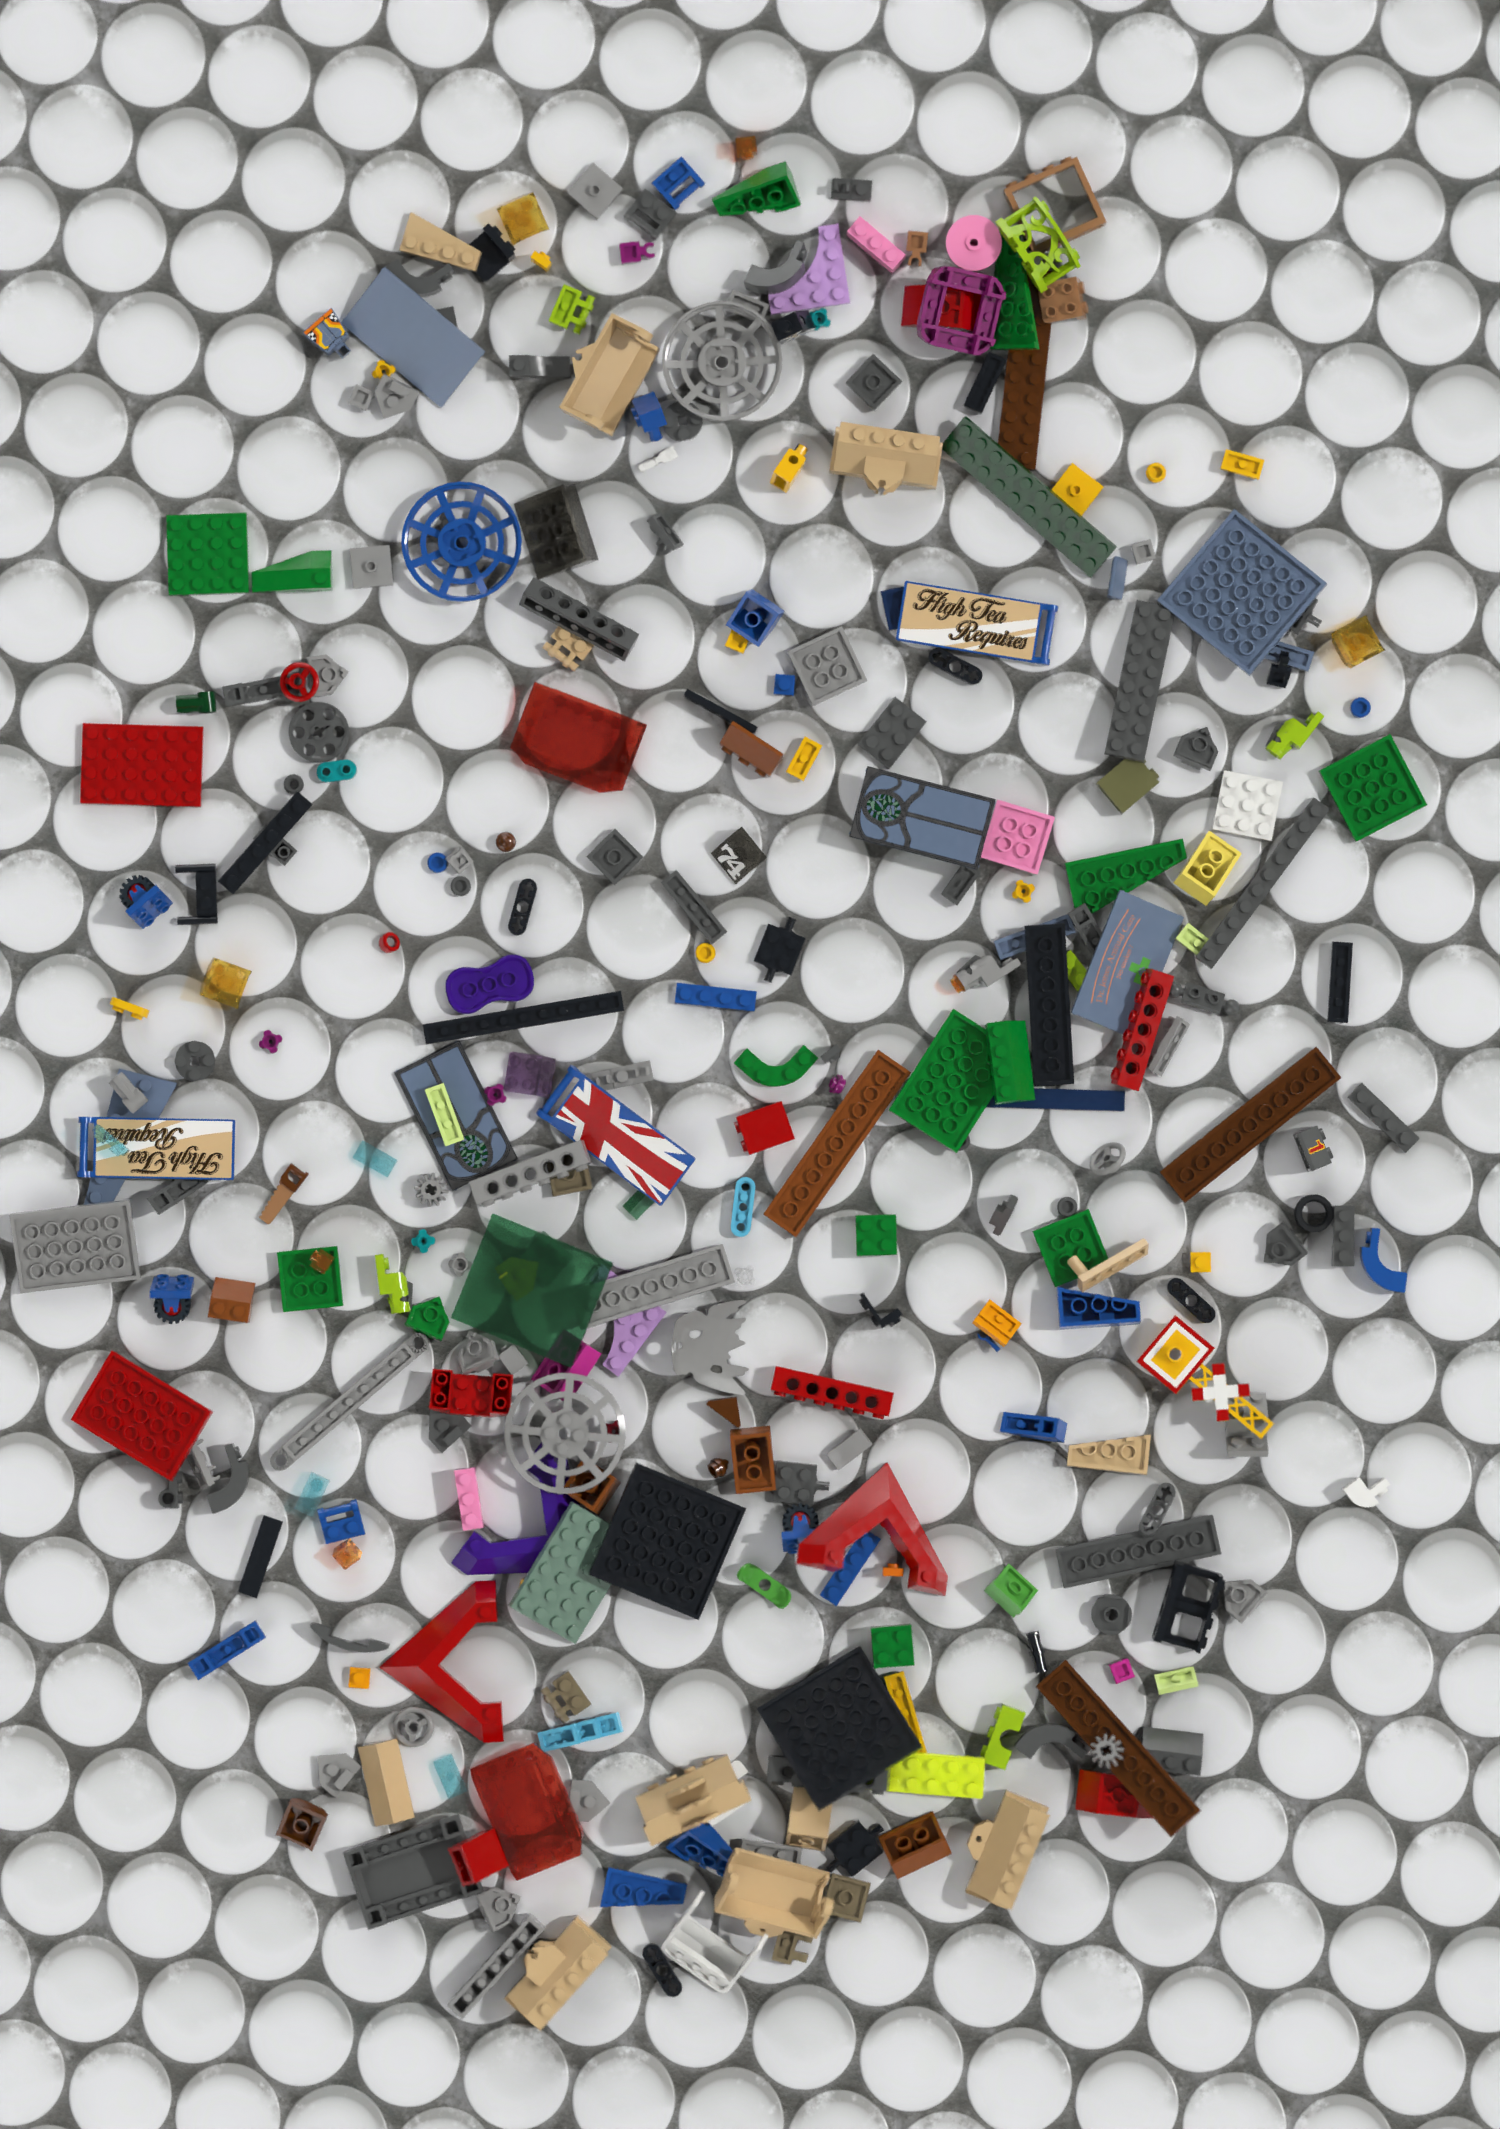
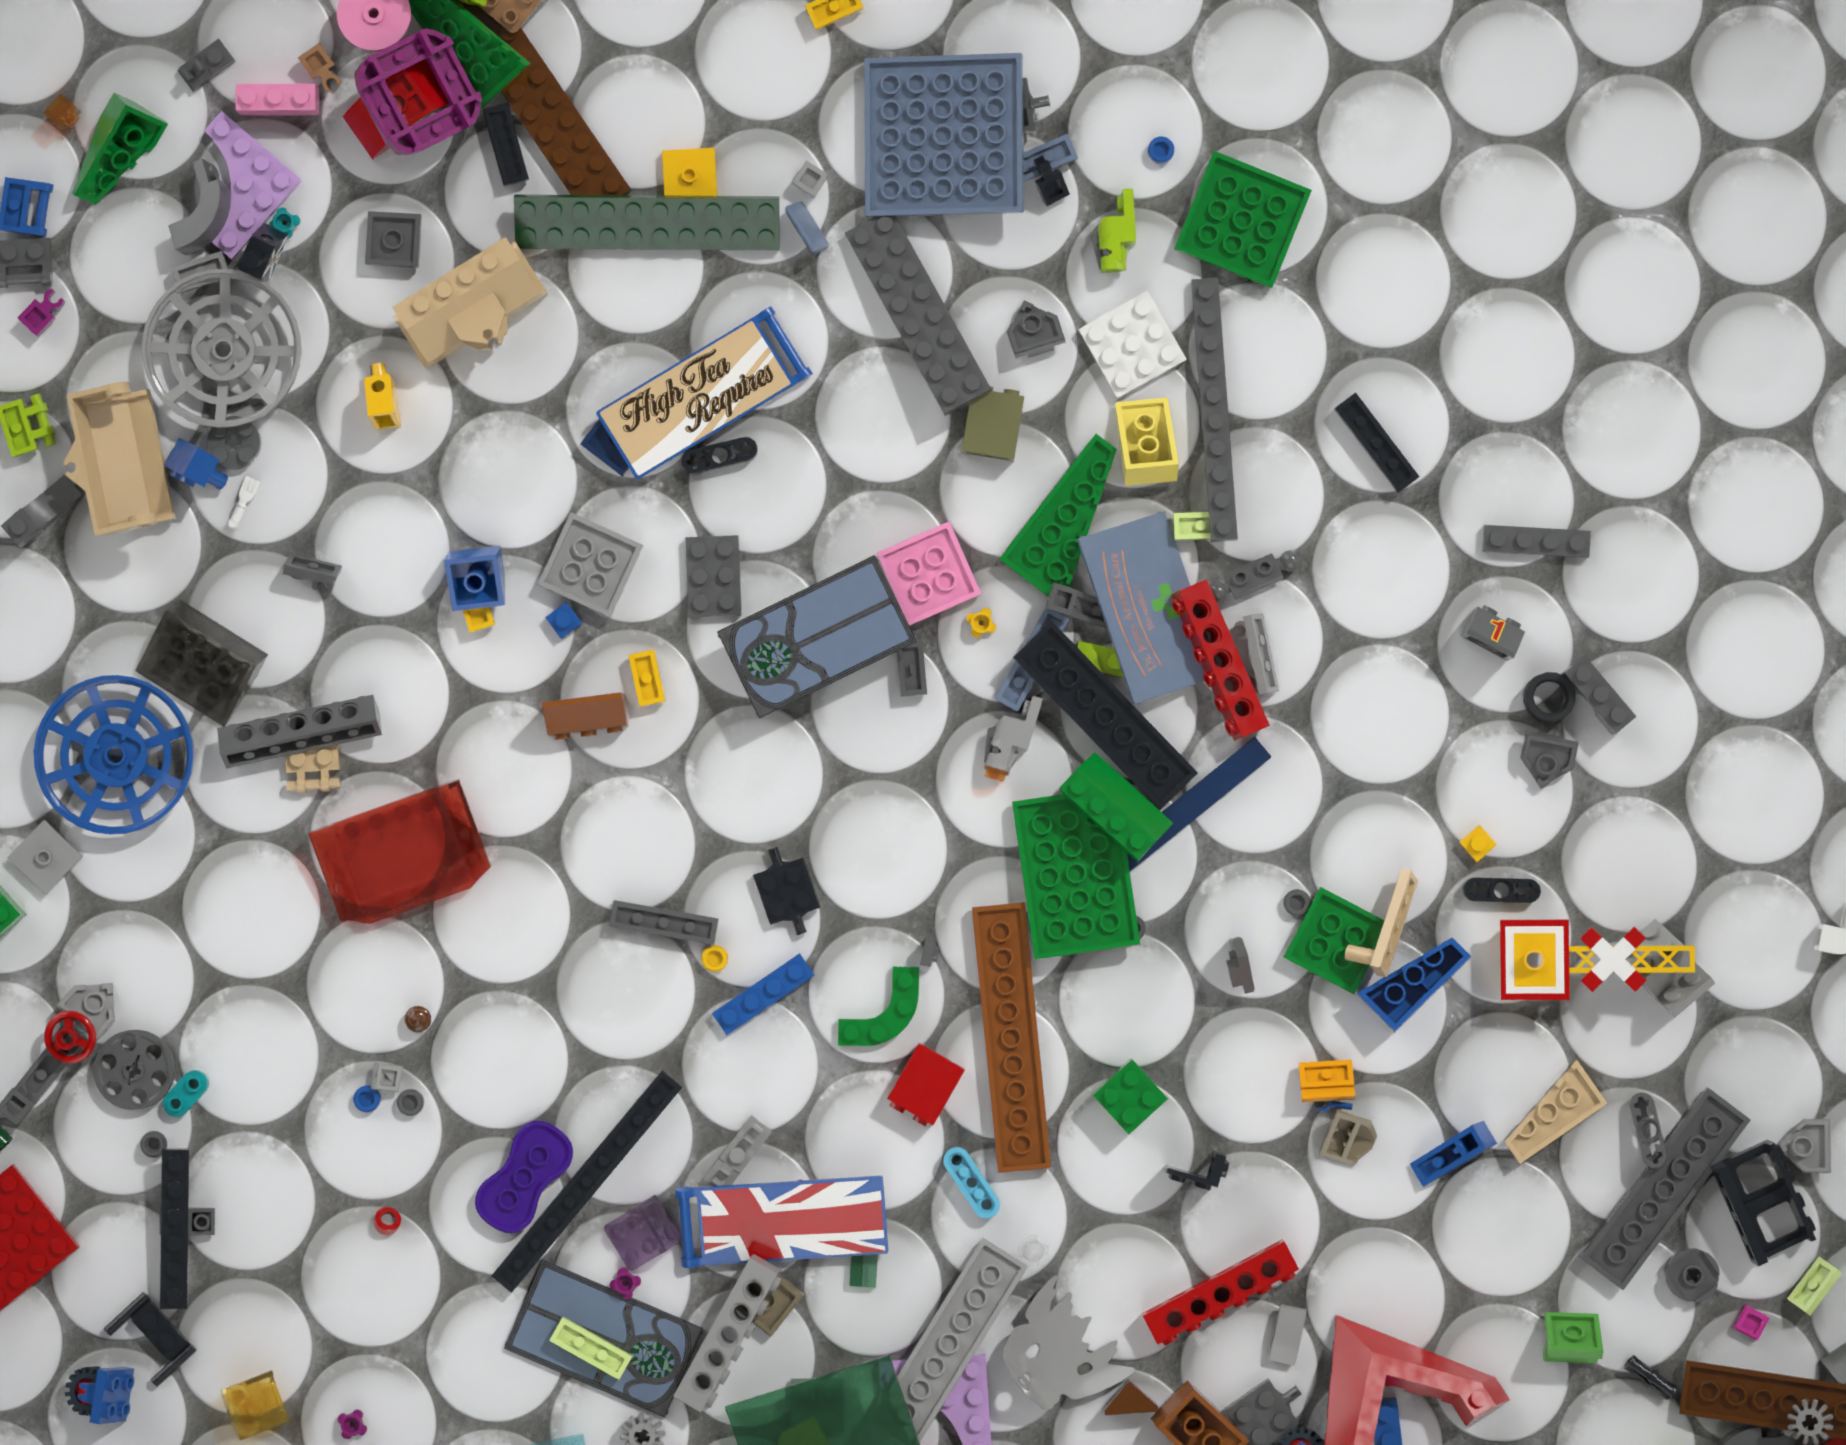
camera: 35 degrees left, 0 degrees up
(513, 920) = (480, 1068): black beam -> none
(614, 856) = (540, 940): dark grey plate -> none
(719, 711) = (521, 703): black tile -> none
(739, 855) = (664, 831): clear smoke slope -> none
(837, 1084) = (960, 978): magenta plate -> none
(892, 1570) = (1435, 1420): orange plate -> none
(981, 1366) = (1348, 1138): none -> dark tan slope
(1109, 1162) = (1300, 821): light grey piece -> none
(1155, 472) = (754, 89): yellow plate -> none
(1250, 1124) = (1409, 662): reddish brown plate -> none
(1356, 642) = (1101, 87): clear yellow slope -> none
(1375, 1270) = (1658, 701): blue arch -> none

